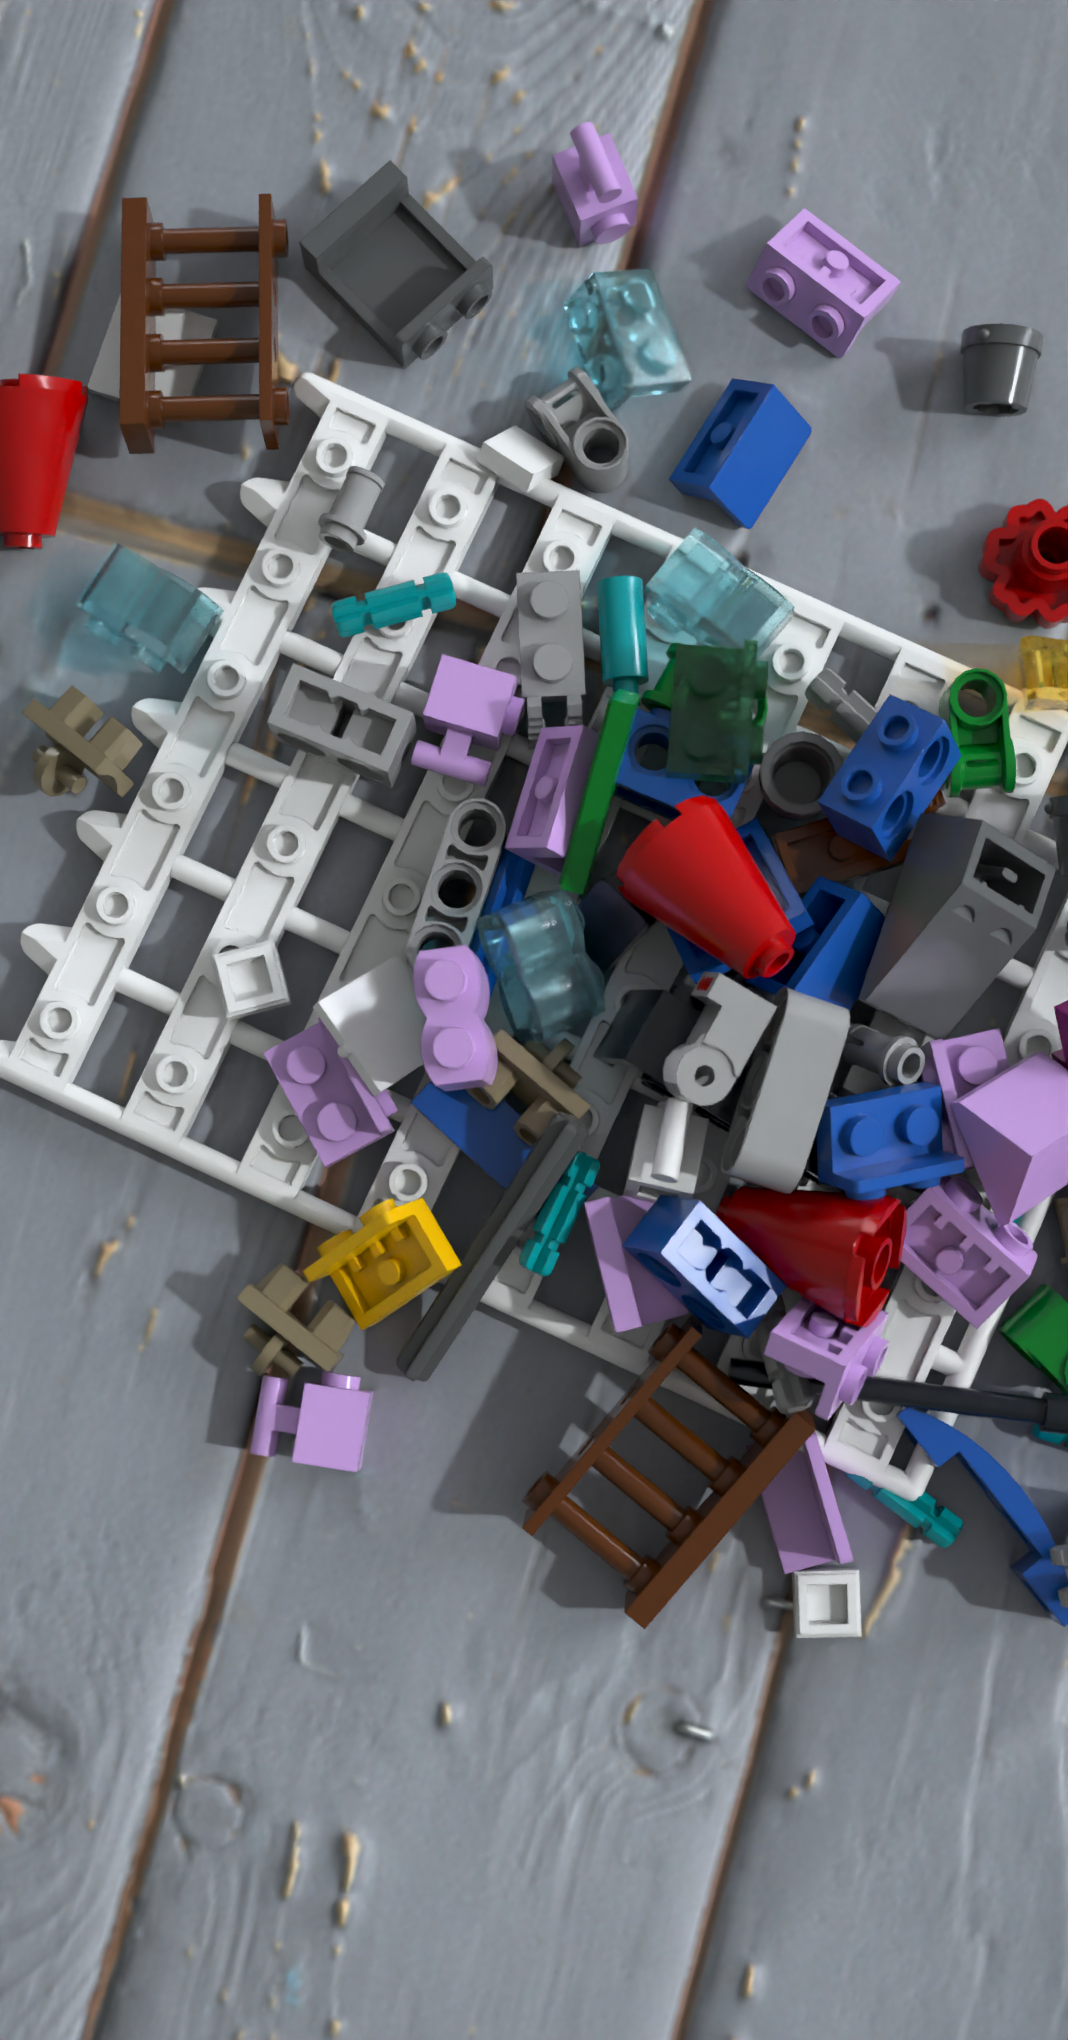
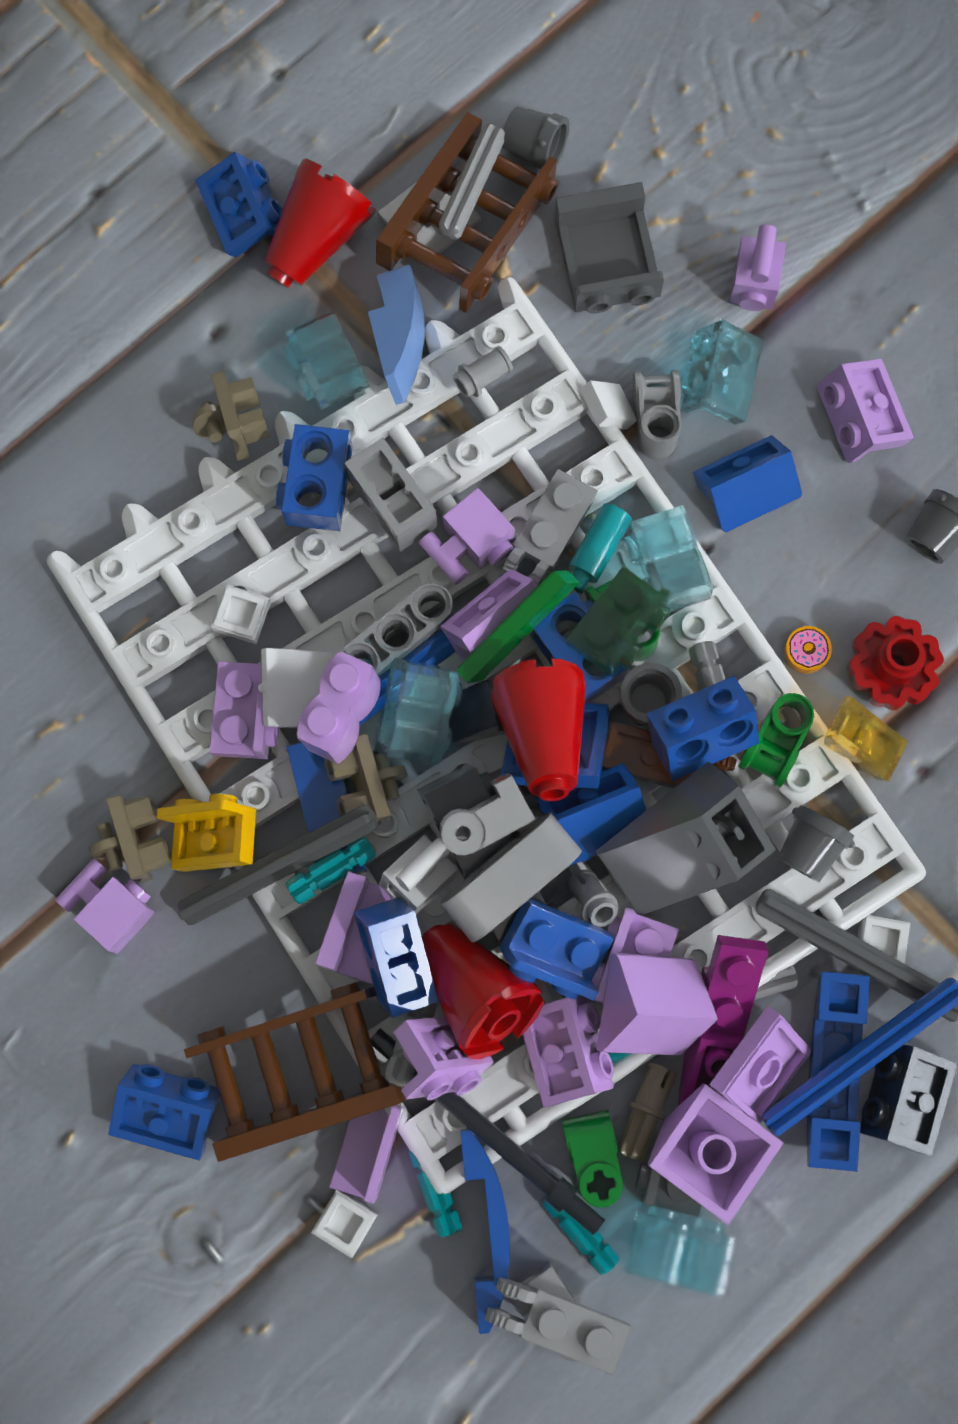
camera: 35 degrees right, 5 degrees down
(185, 282) = (471, 181): none -> light grey axle
(214, 519) = (399, 330): none -> medium blue slope
(221, 179) = (535, 135): none -> dark grey piece
(245, 756) = (325, 477): none -> blue brick
(393, 604) = (472, 443): teal axle -> none
(539, 1610) = (164, 1110): none -> blue bracket
(933, 609) = (807, 649): none -> tile

